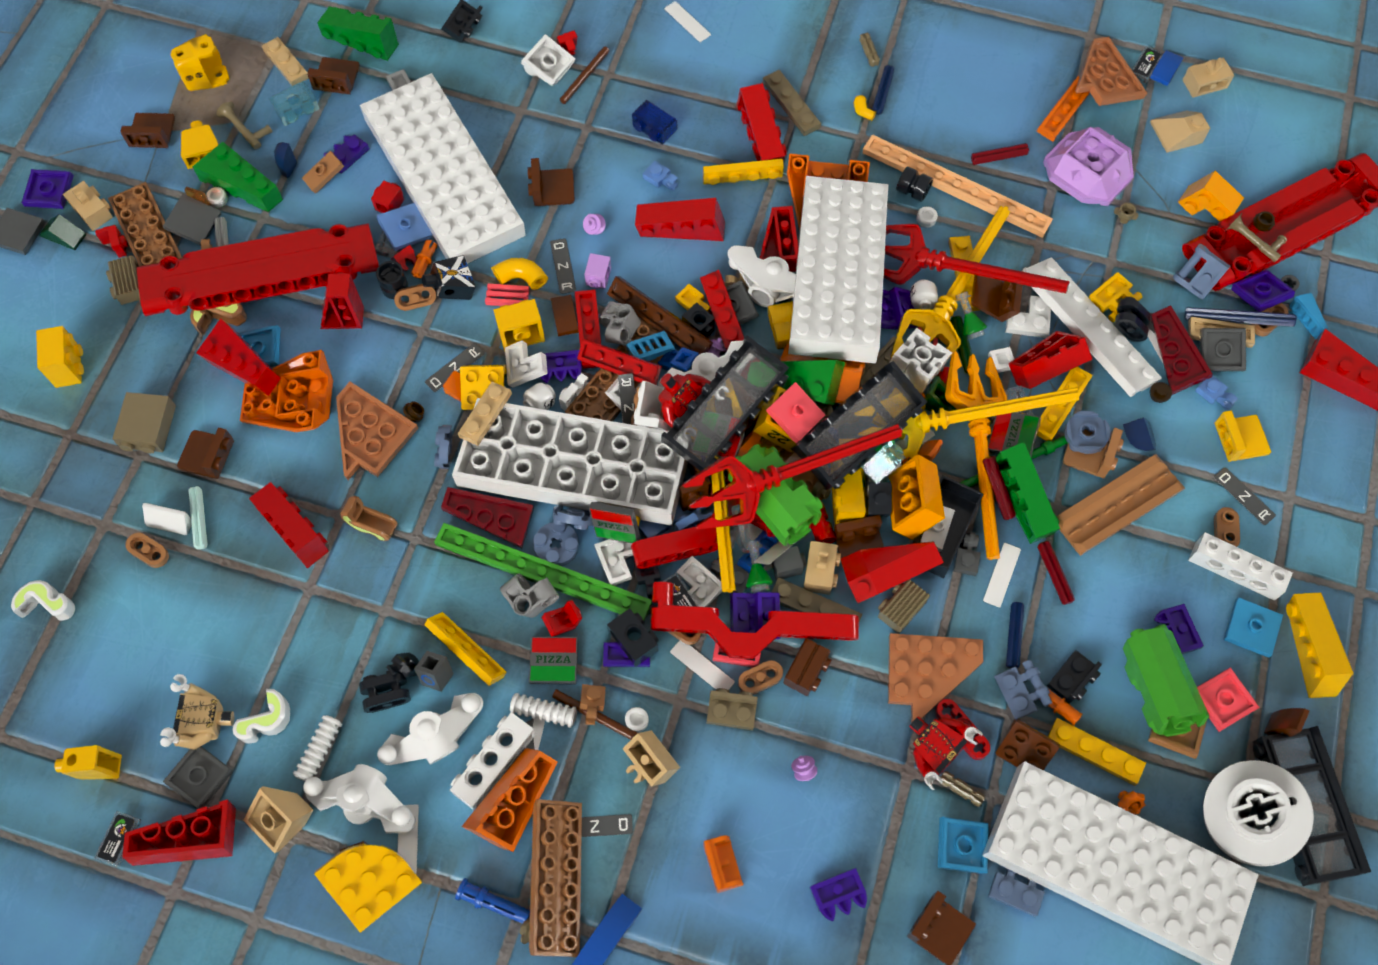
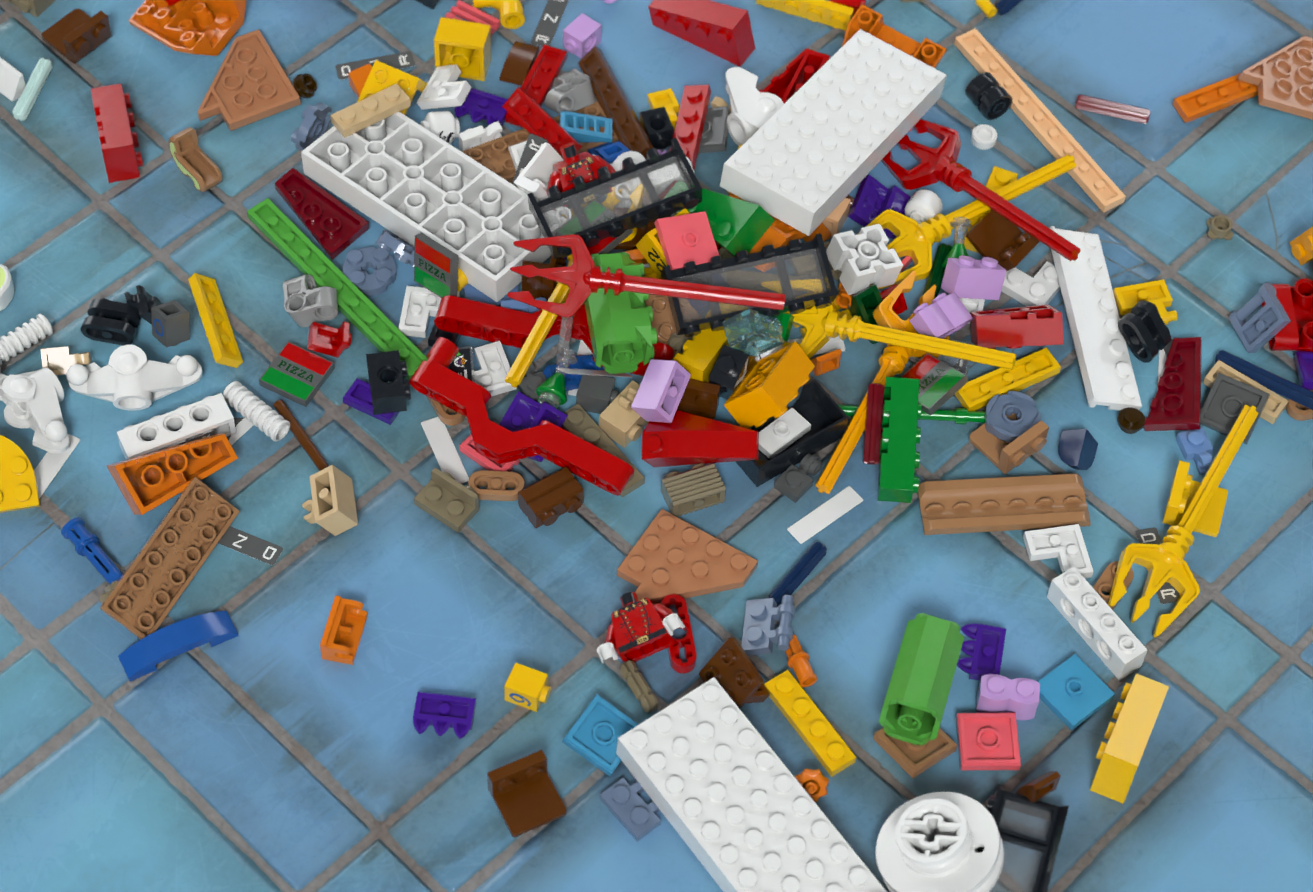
camera: 25 degrees right, 10 degrees down
(363, 747) = (59, 359): none -> plate
(592, 700) = (309, 424): medium nougat plate -> none
(636, 719) = (346, 463): white tile -> none
(804, 768) = (485, 586): lavender wheel -> none
(845, 544) = (661, 391): none -> lavender brick
(886, 836) = (527, 687): none -> yellow brick
(996, 380) = (942, 317): none -> lavender brick
(997, 336) = (974, 278): none -> lavender brick
(1056, 572) = (885, 537): dark red axle -> none
(1074, 676) = (834, 643): black bracket -> none
(1090, 166) = (1210, 164): lavender piece -> none
(1181, 514) = (1060, 542): none -> white plate
(1218, 657) = (1004, 695): none -> lavender brick
(1254, 493) = (1166, 560): none -> yellow piece

